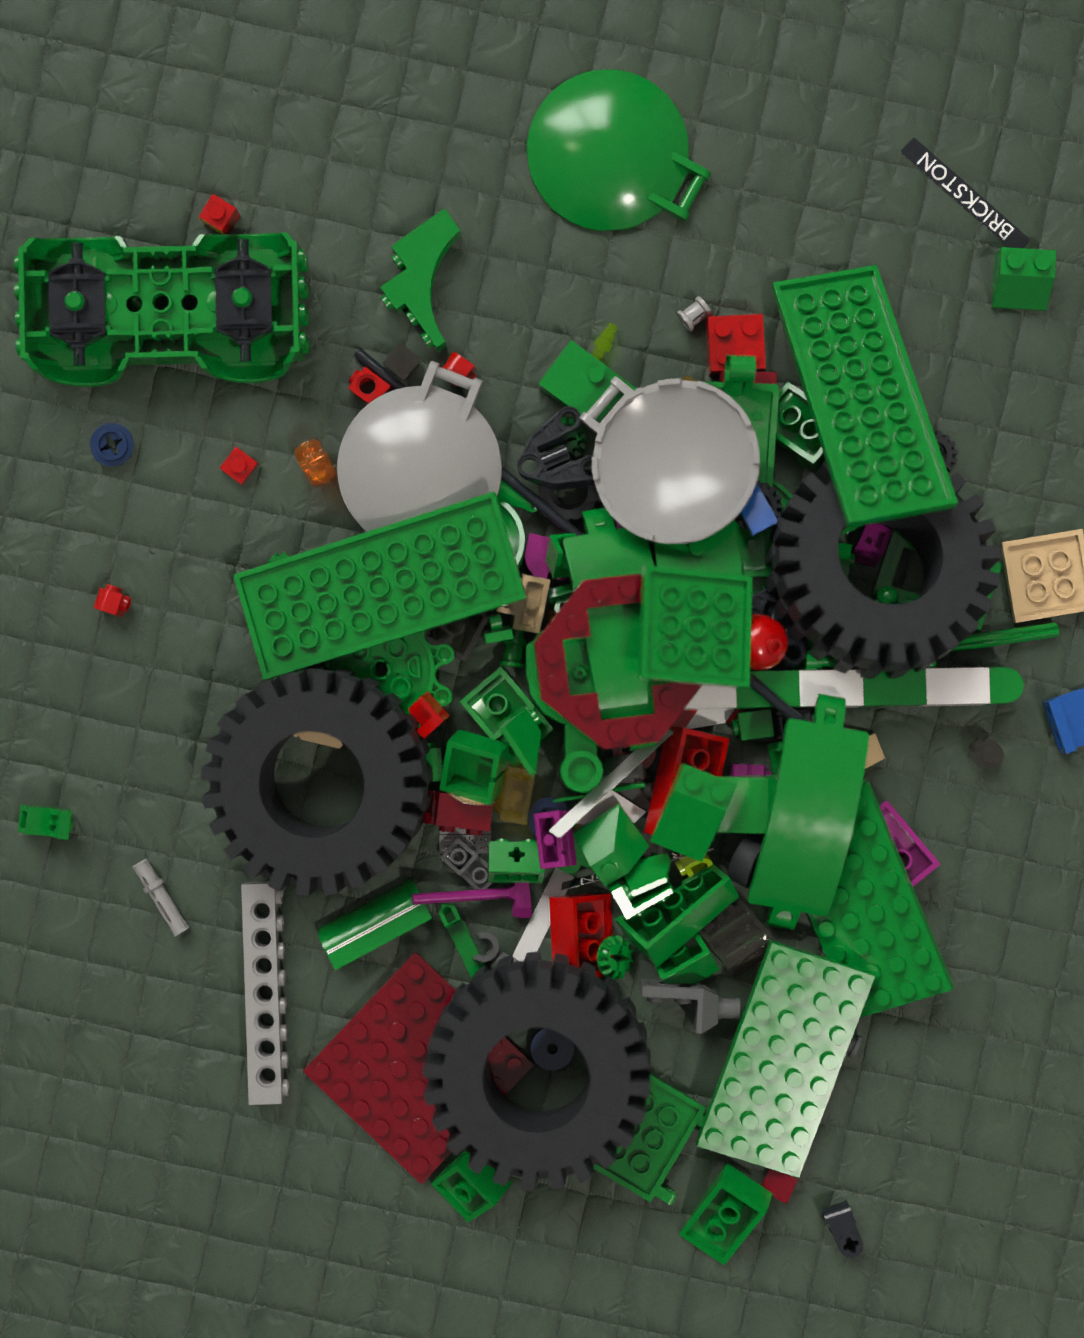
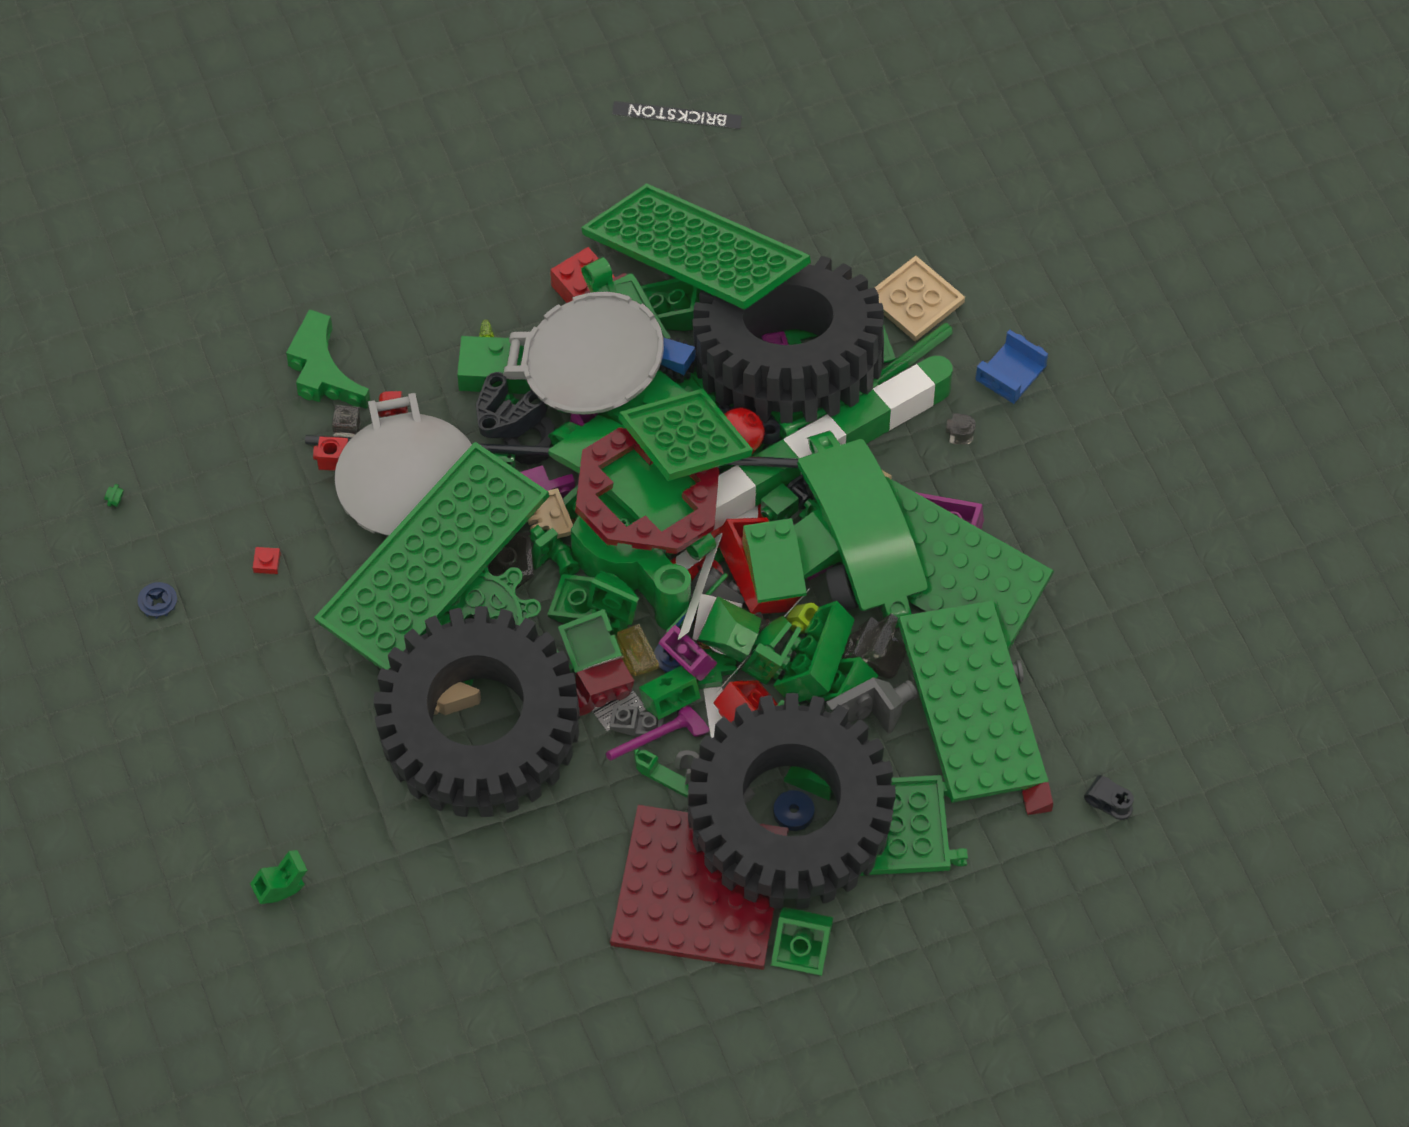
camera: 30 degrees left, 30 degrees down
(85, 336) = (92, 529): green piece -> none
(112, 601) = (229, 701): red plate -> none
(160, 896) = (381, 873): light grey pin -> none
(219, 215) = (142, 407): red brick -> none
(259, 1089) = (587, 972): light grey brick -> none
(315, 462) = (325, 518): clear orange gear -> none
(373, 924) = (593, 804): green brick -> none
(428, 714) = (535, 615): red panel -> none
(555, 556) = (552, 469): green panel -> none
(611, 152) = (406, 221): green dish -> none
(694, 314) = (539, 280): light grey bush -> none
(726, 1214) = (1014, 843): green slope -> none
(1023, 278) = (754, 135): green slope -> none

